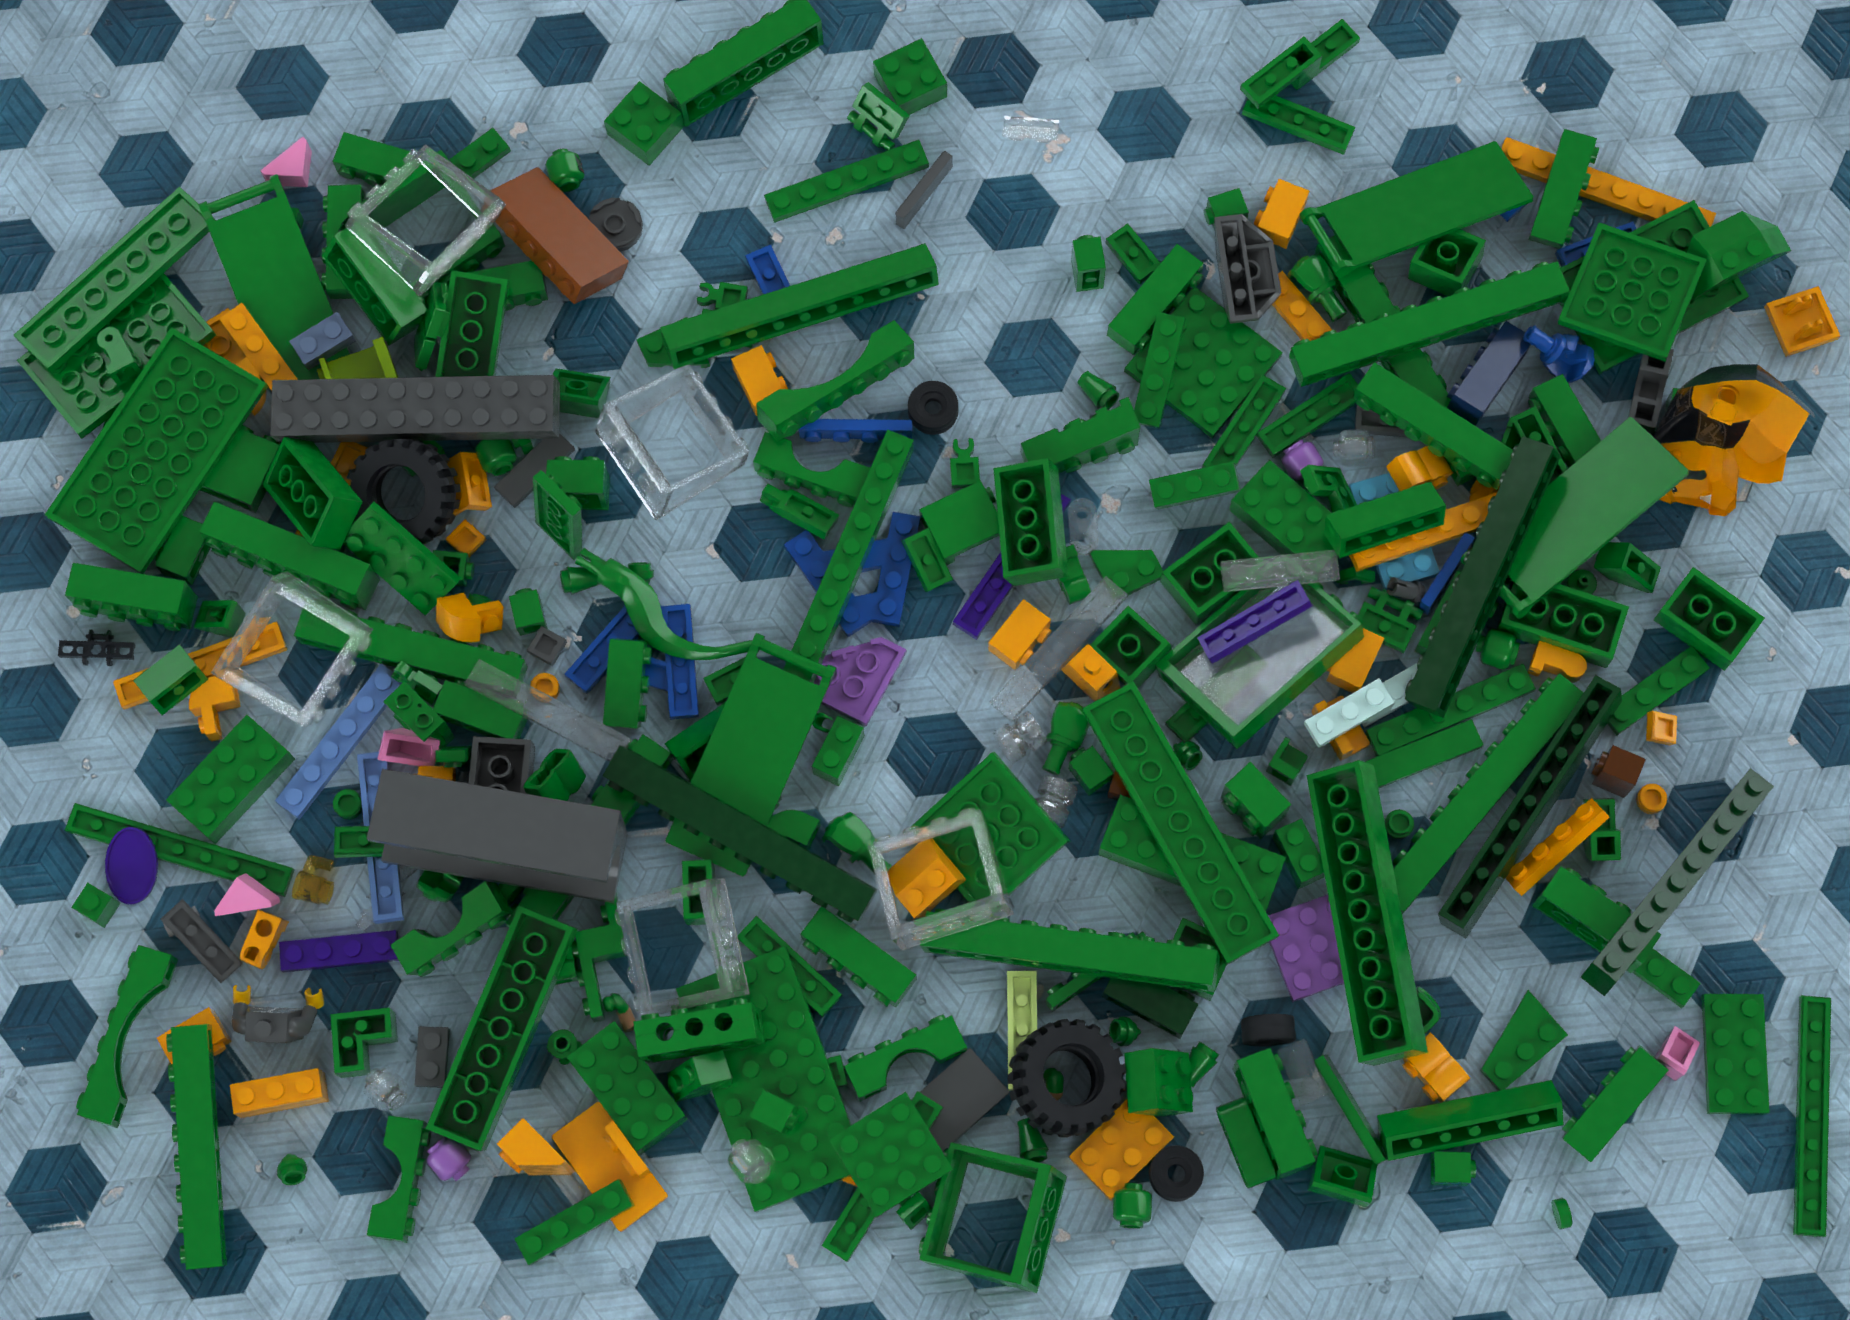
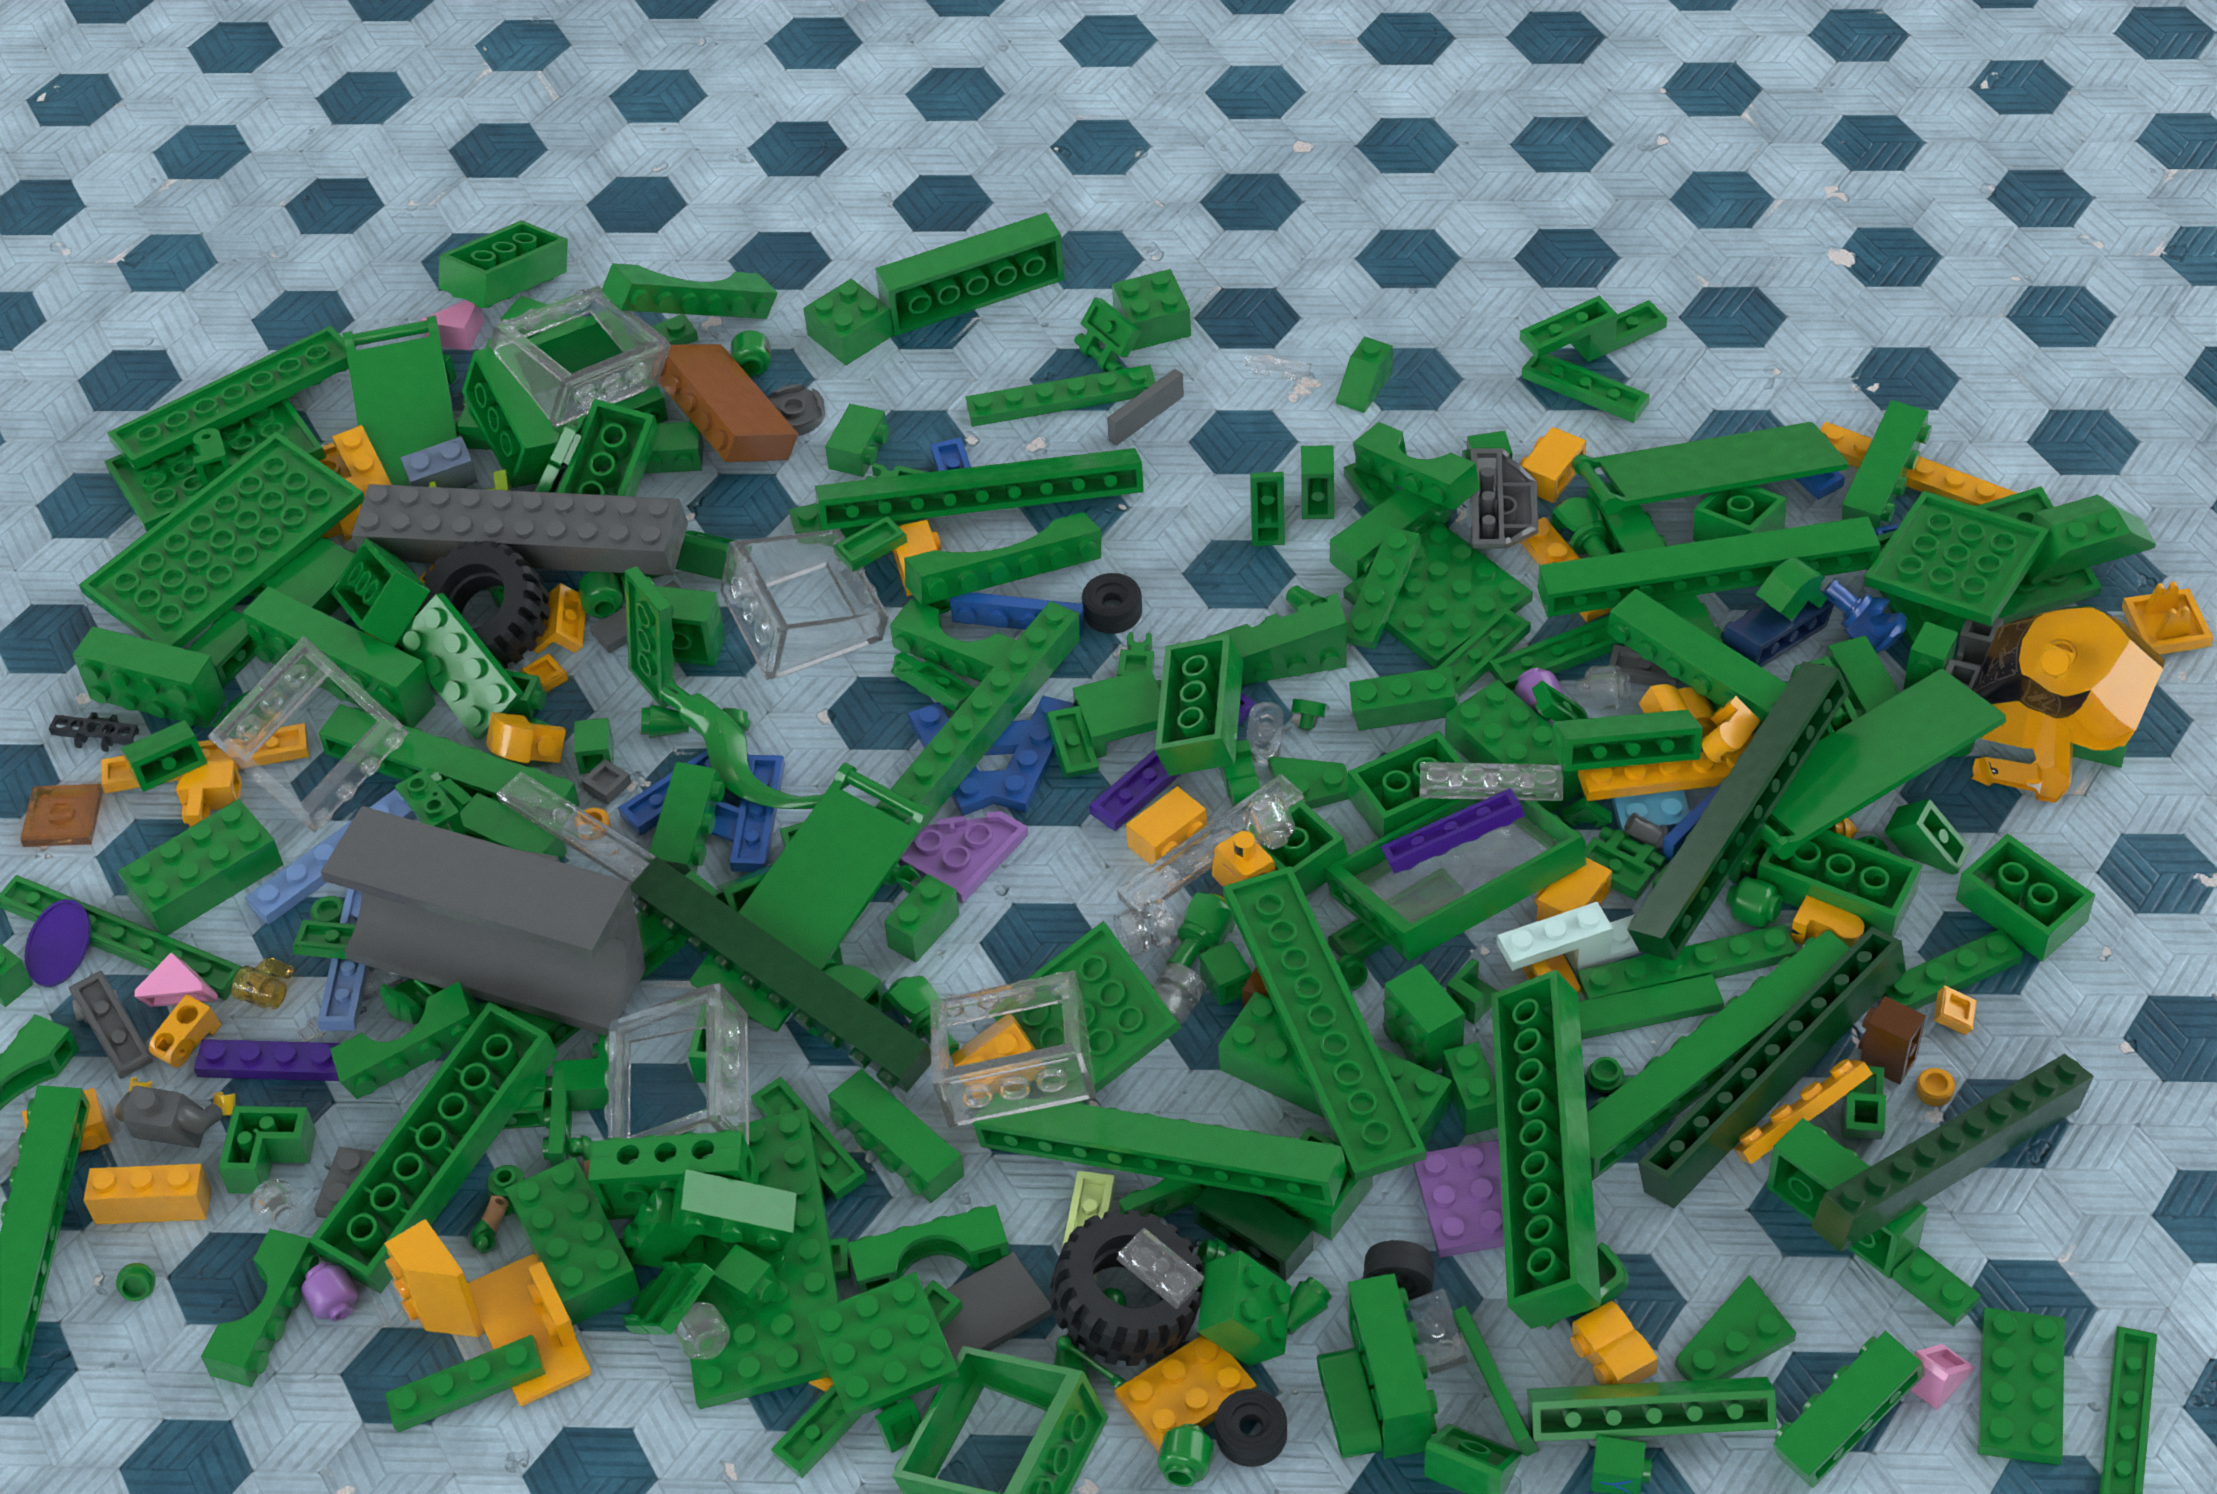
camera: 10 degrees right, 25 degrees down
(93, 736) = (61, 815): none -> clear orange tile
(320, 101) = (502, 264): none -> green brick
(467, 145) = (648, 291): none -> green arch
(555, 1081) = (484, 1232): none -> arm
(680, 256) = (857, 440): none -> green brick
(716, 1135) = (667, 1298): none -> green piece
(719, 380) = (870, 543): none -> green tile
(755, 1064) = (733, 1210): none -> brick
(1050, 301) = (1267, 508): none -> green slope
(1069, 1146) = (1065, 1343): none -> green hinge
(1095, 1072) = (1160, 1268): none -> clear plate
(1108, 132) = (1365, 374): none -> green slope
(1108, 637) = (1269, 821): none -> clear head
(1115, 501) = (1308, 710): none -> green tile
(1198, 260) = (1443, 479): none -> green arch
(1466, 498) = (1734, 726): none -> light orange leg
(1502, 350) = (1791, 587): none -> green brick
(1617, 397) = (1929, 652): none -> green brick

